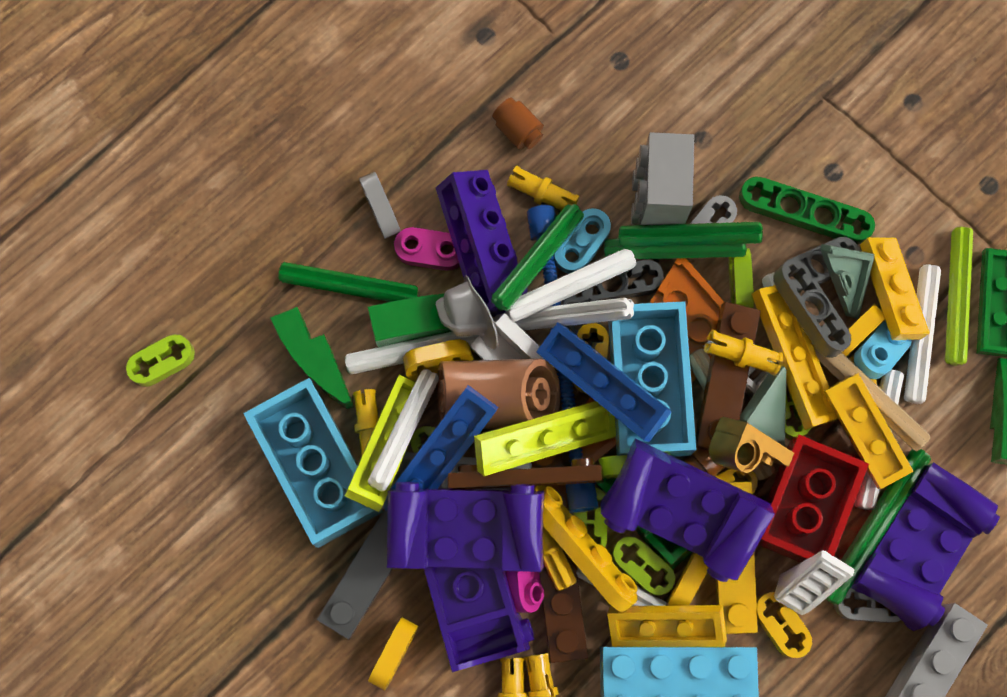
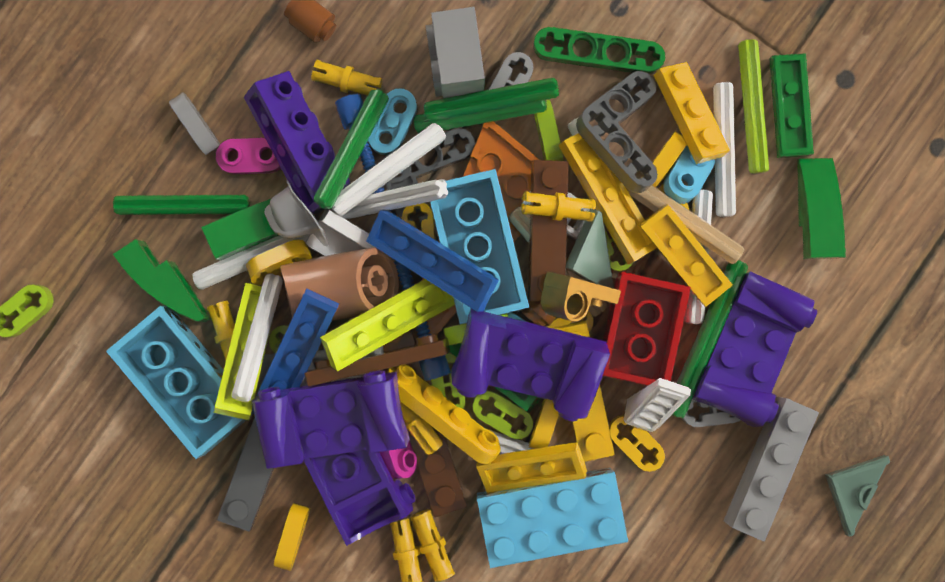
camera: 10 degrees left, 10 degrees up
(849, 274) = (647, 107): sand green tile -> none

